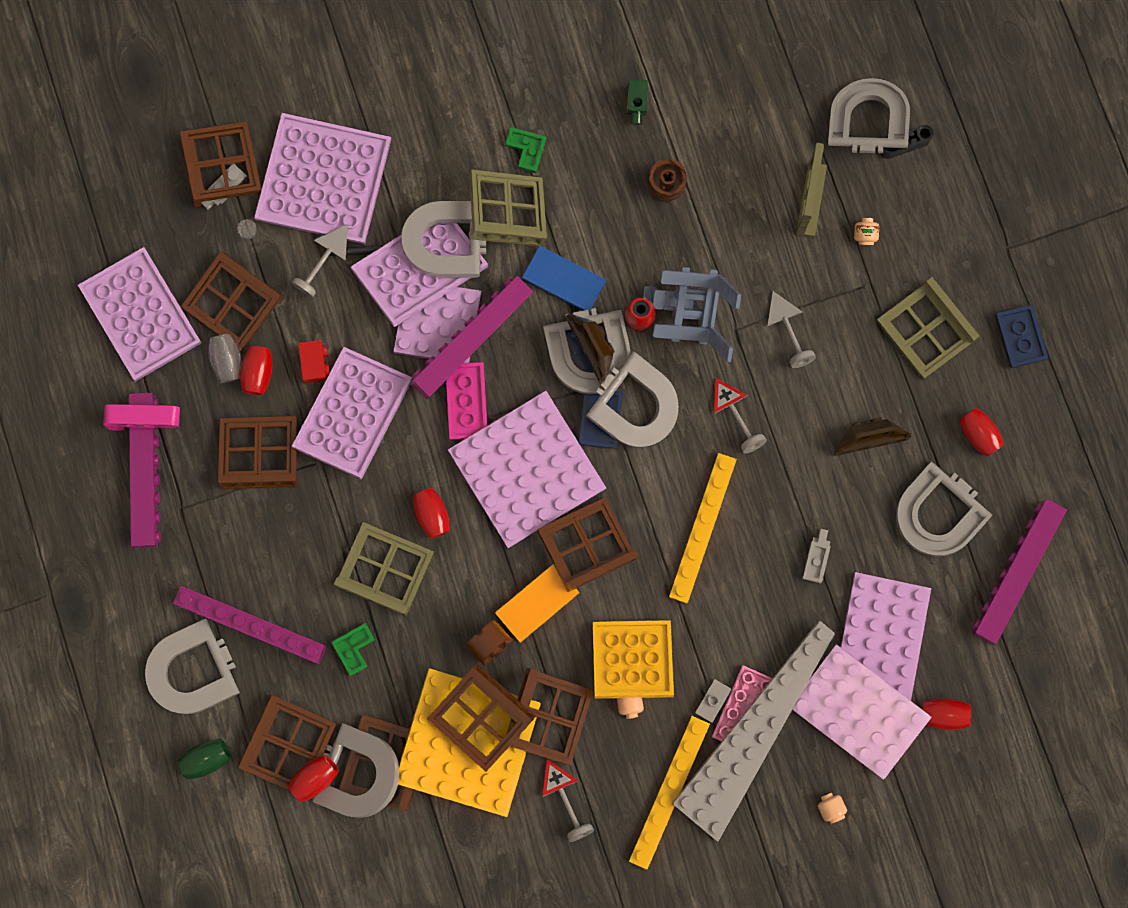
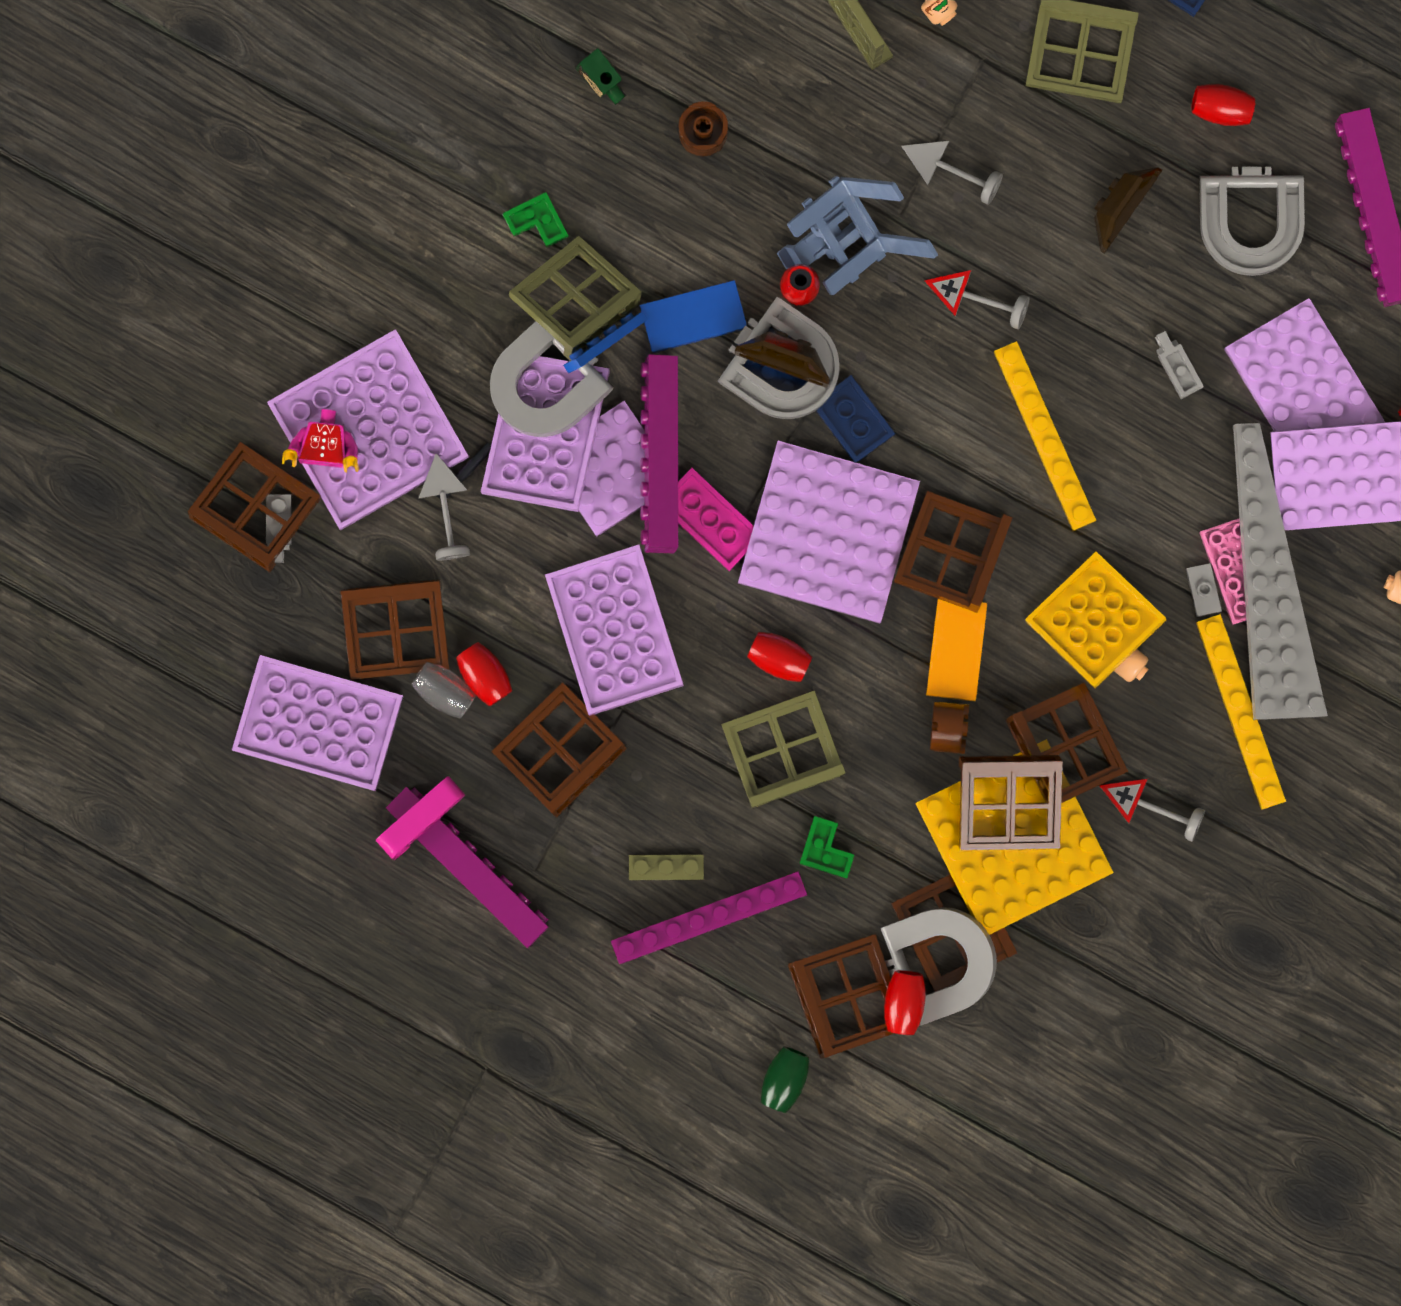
camera: 40 degrees left, 5 degrees up
(176, 644) = (726, 1029): light grey piece -> none
(247, 229) = (341, 546): clear tile -> none
(255, 574) = (666, 867): none -> olive plate
(288, 161) = (323, 444): none -> torso
(313, 361) = (529, 615): red brick -> none
(505, 246) = (597, 345): none -> blue plate
(654, 382) = (884, 339): light grey piece -> none

